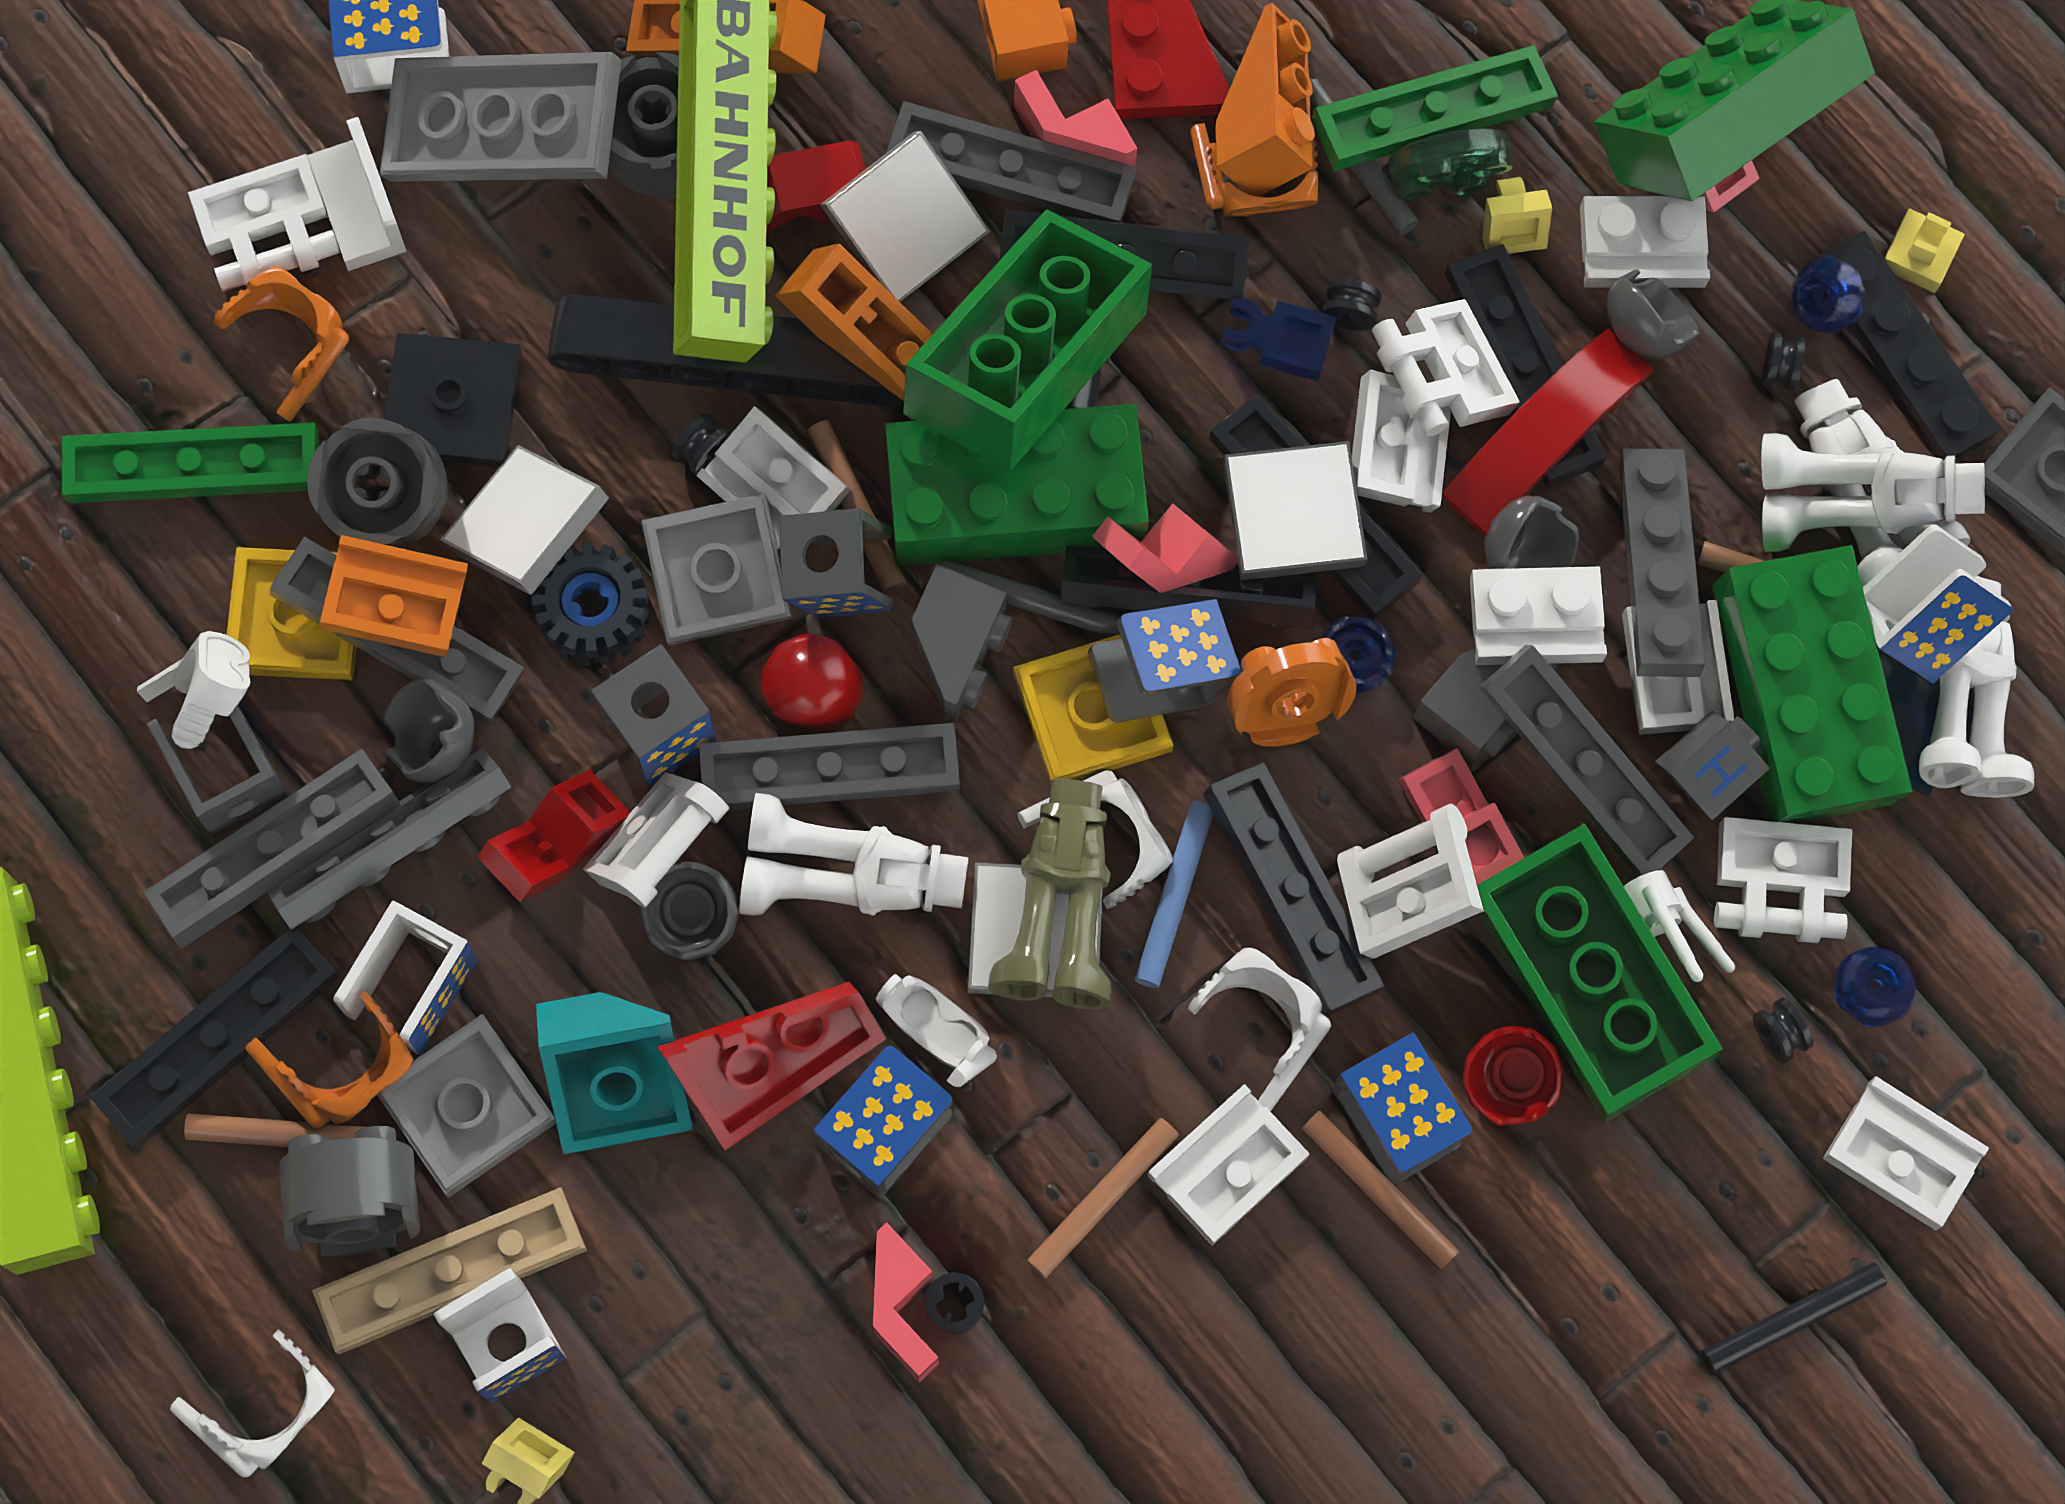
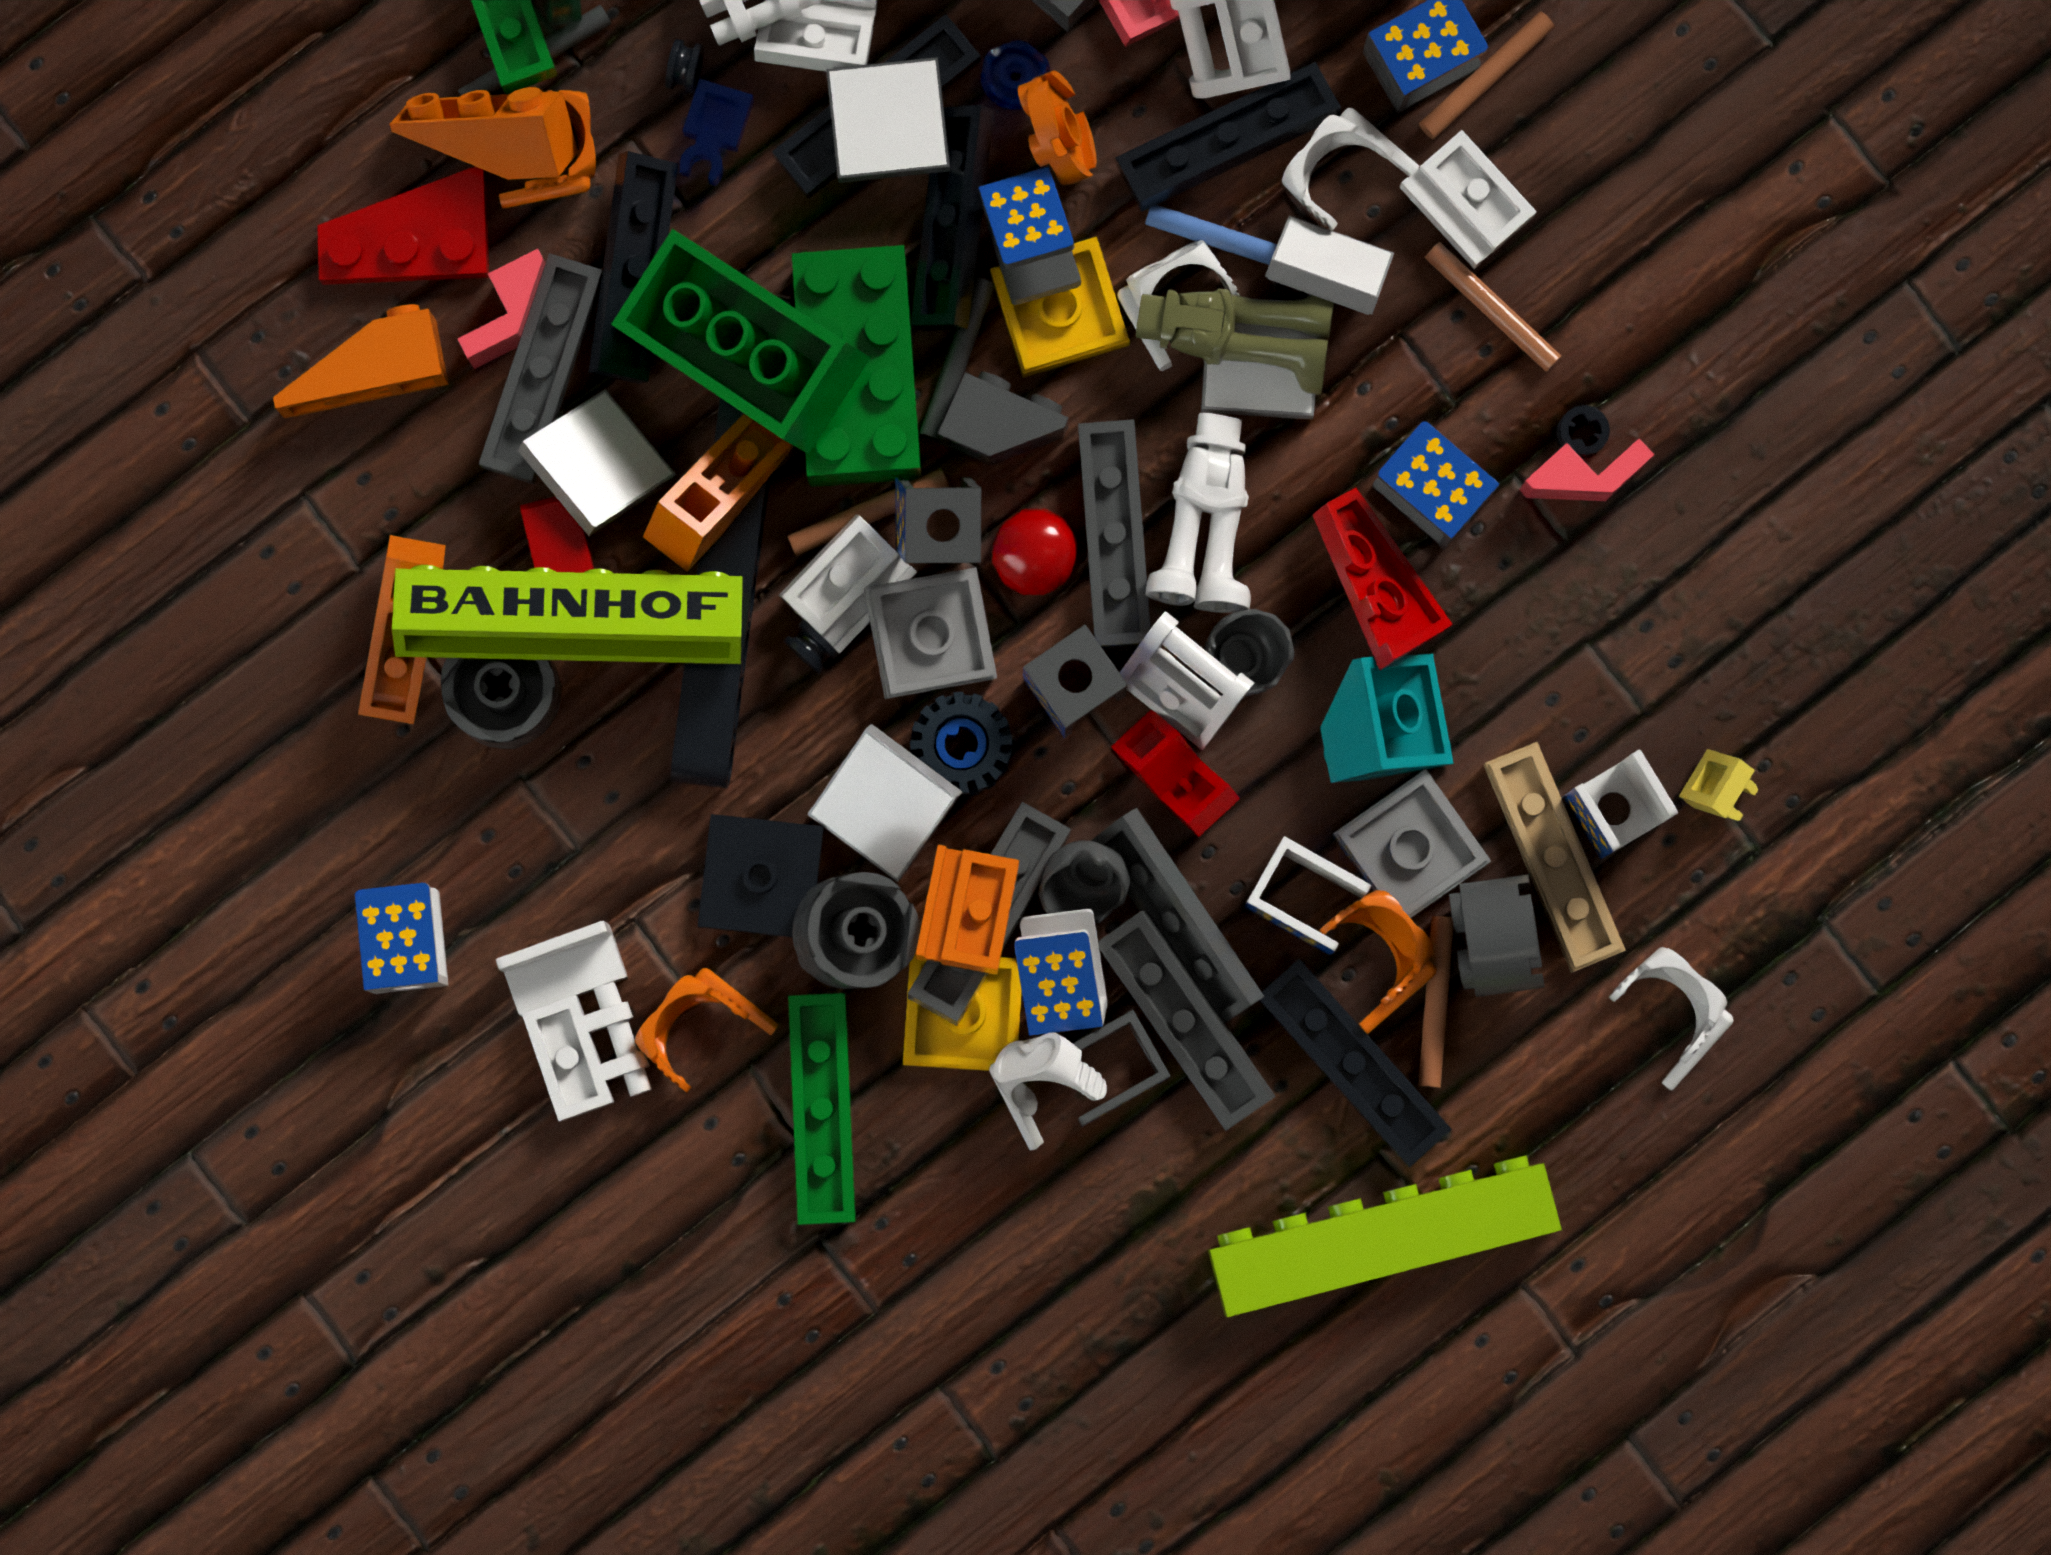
camera: 85 degrees left, 10 degrees up
(320, 706) = (1061, 972): none -> piece
(501, 117) = (496, 828): light grey tile -> none
(938, 1026) = (1350, 436): white helmet -> none
(1140, 996) = (1329, 265): none -> white tile
(1171, 553) = (928, 231): coral slope -> none

